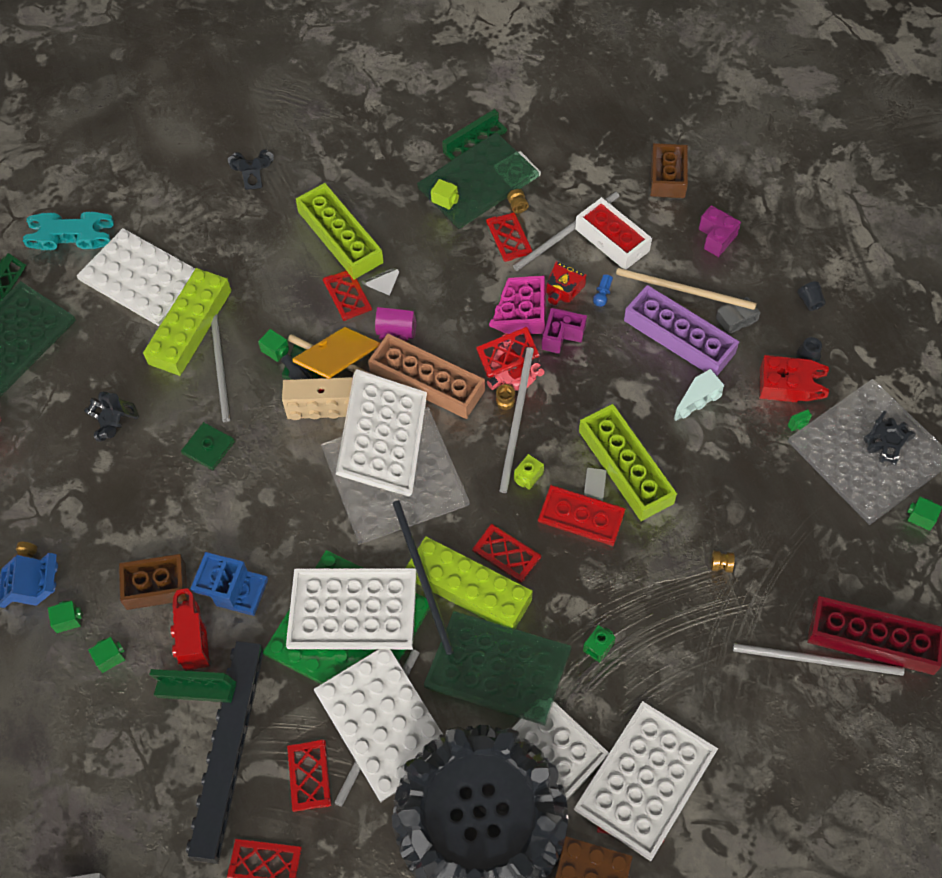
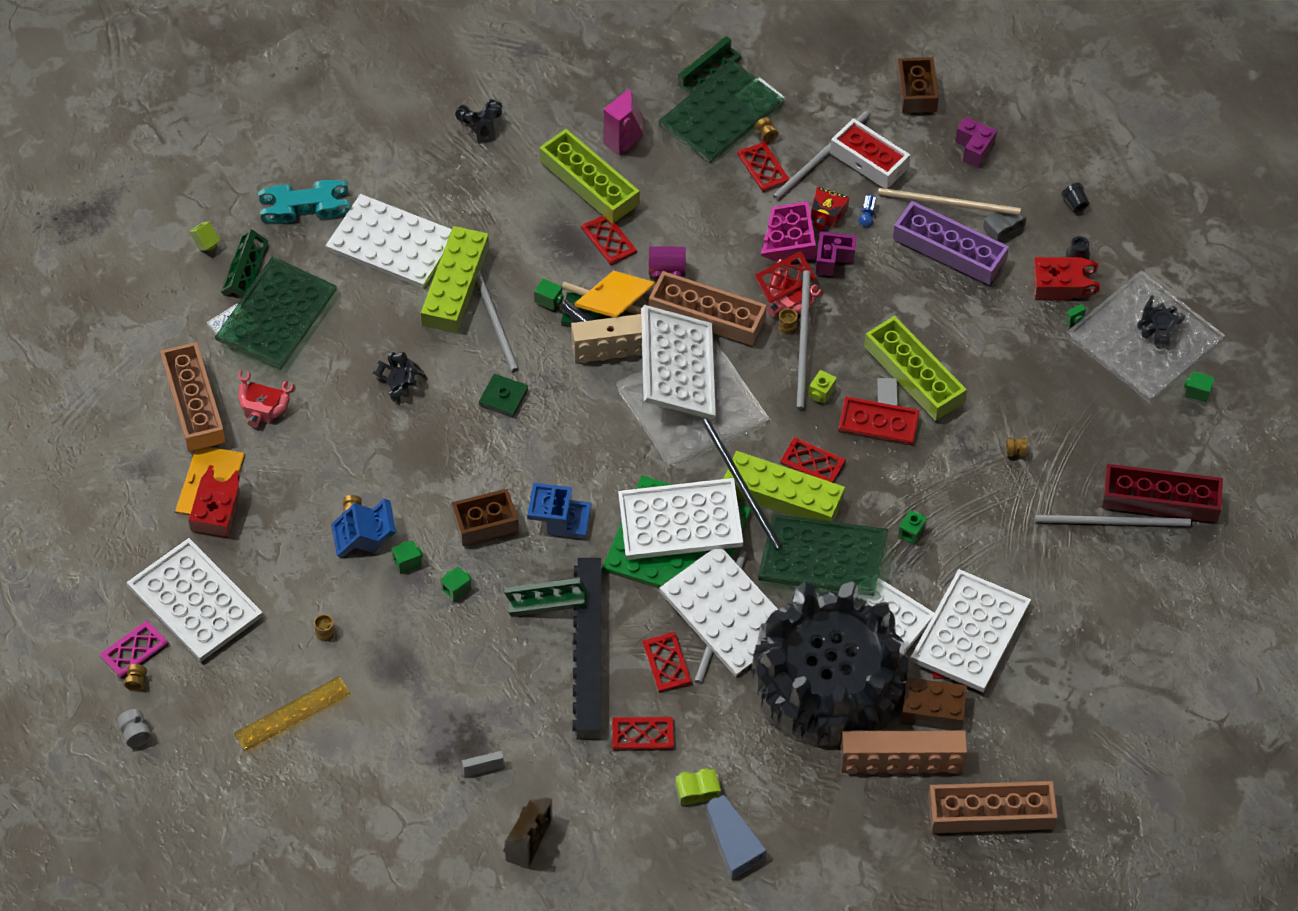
camera: 10 degrees left, 5 degrees down
(189, 633) = (532, 553): red brick -> none
(380, 181) = (622, 123): none -> dark pink wedge
(383, 281) = (643, 223): slope -> none
(444, 194) = (691, 129): lime brick -> none
(702, 390) = (978, 297): light aqua slope -> none

